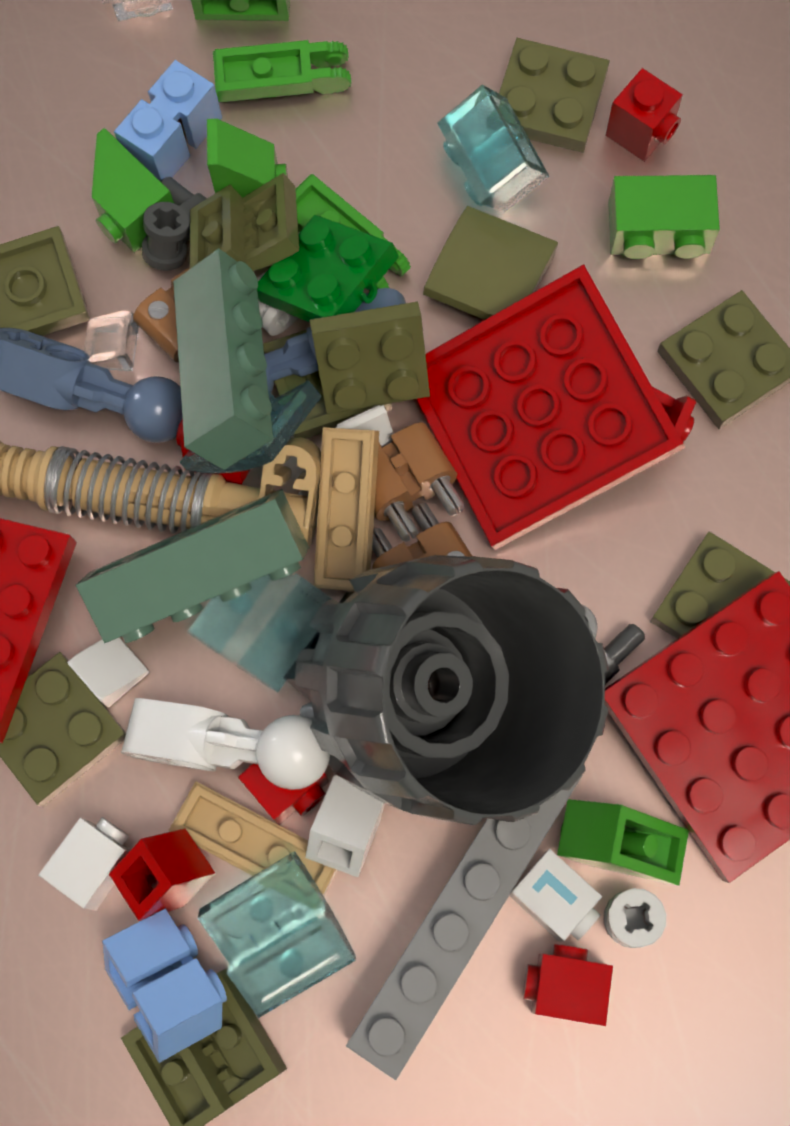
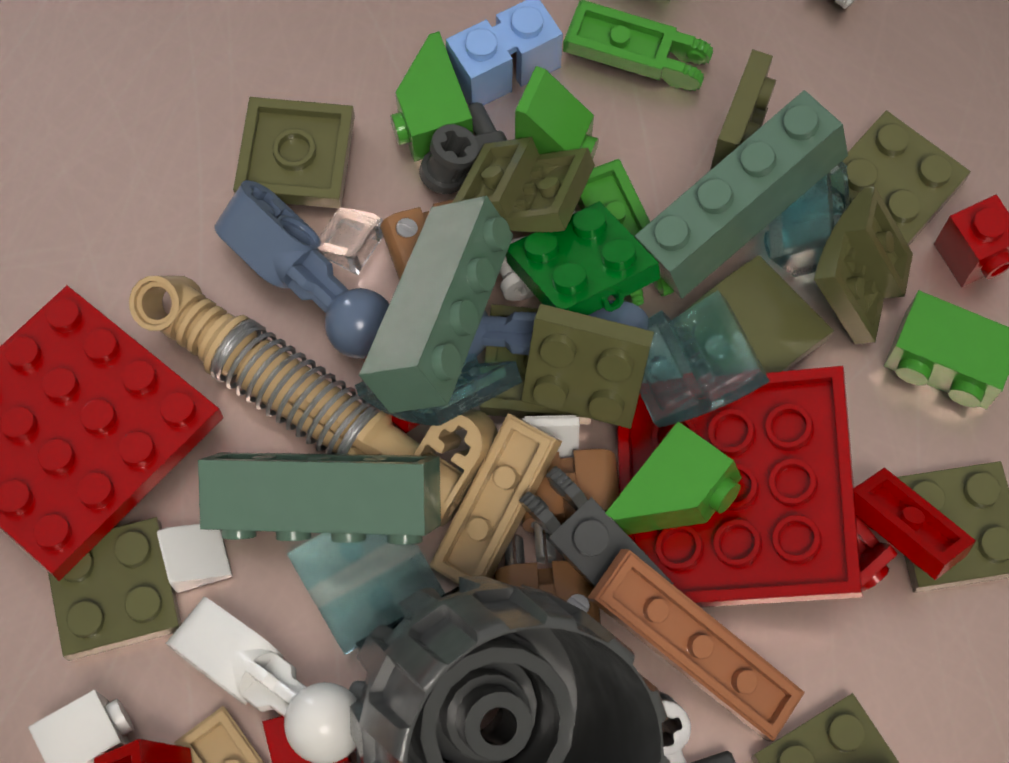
camera: 20 degrees right, 5 degrees down
(404, 97) = (748, 106): none -> olive plate
(436, 152) = (744, 193): none -> sand green brick
(451, 506) = (589, 536): none -> dark grey hinge
(463, 315) = (698, 362): none -> clear light blue slope
(493, 424) = (677, 485): none -> bright green slope
(559, 174) = (863, 265): none -> olive slope
(566, 547) = (696, 644): none -> nougat tile
(696, 371) = (911, 524): none -> red plate

